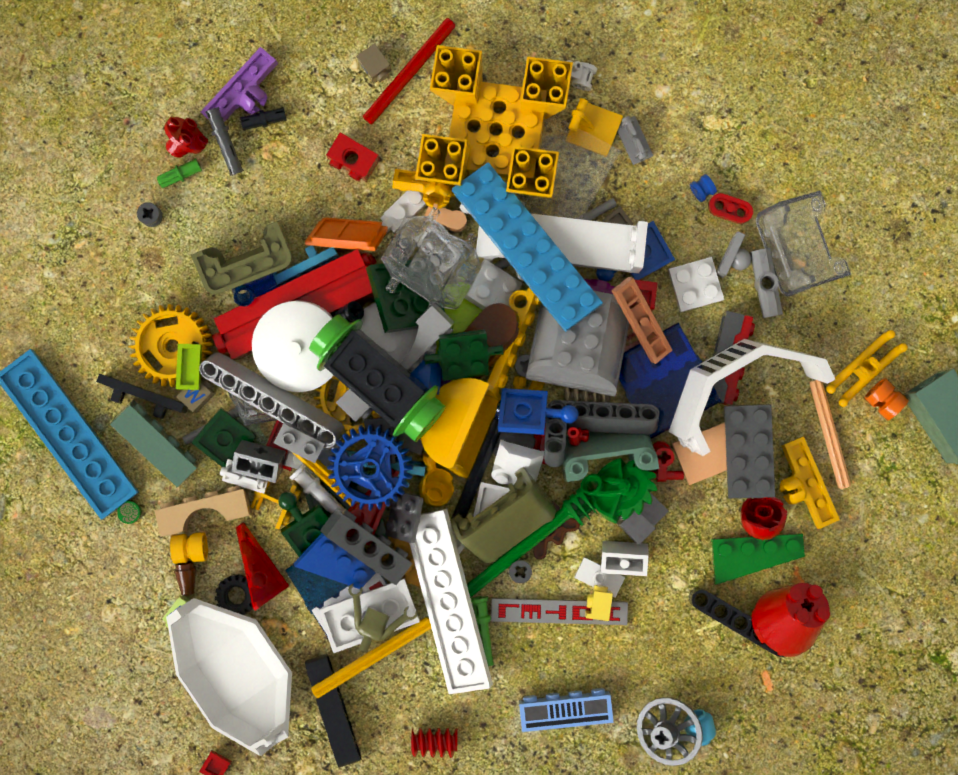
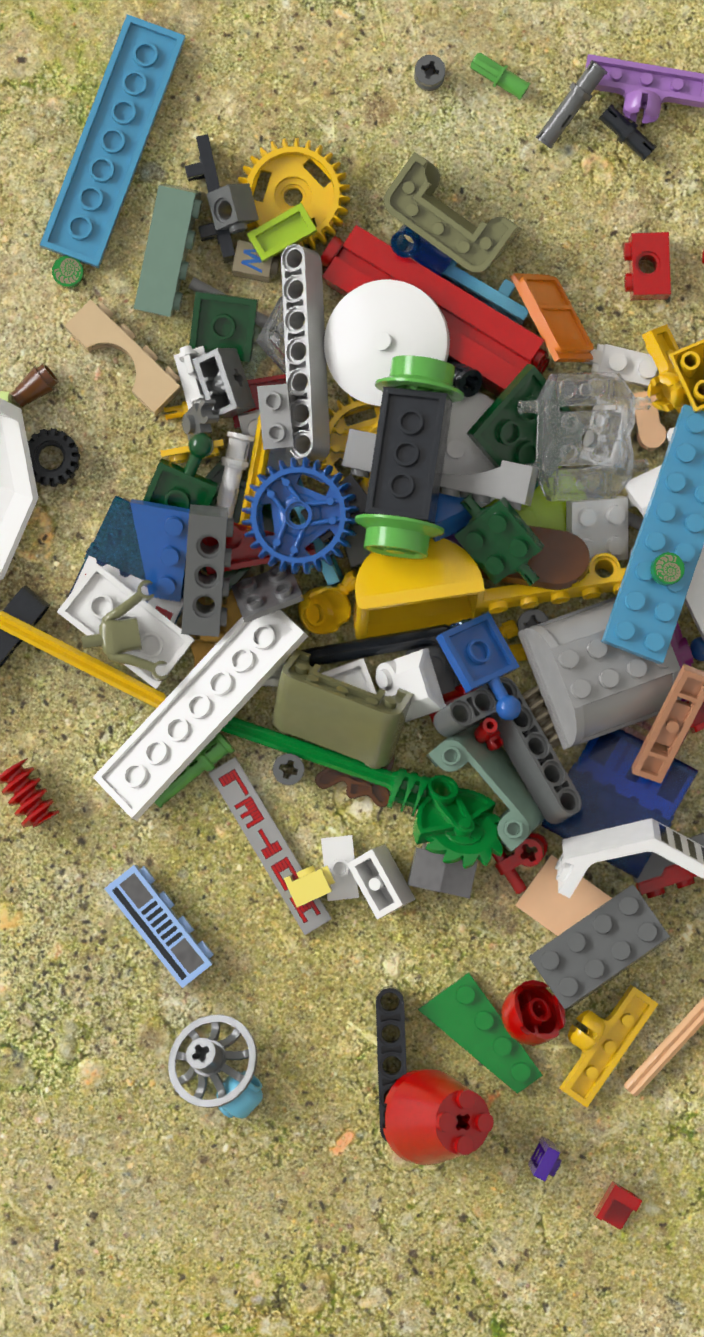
camera: 50 degrees right, 0 degrees up
(154, 387) = (232, 207): none -> dark grey brick
(183, 137) = (546, 54): red plate -> none
(192, 547) = (68, 363): yellow wheel -> none
(261, 574) = (93, 472): red wing -> none
(270, 490) = (199, 418): none -> dark grey plate
(547, 263) = (667, 569): none -> green tile
(858, 567) = (544, 1159): none -> dark purple plate
(909, 538) = (617, 1205): none -> red panel

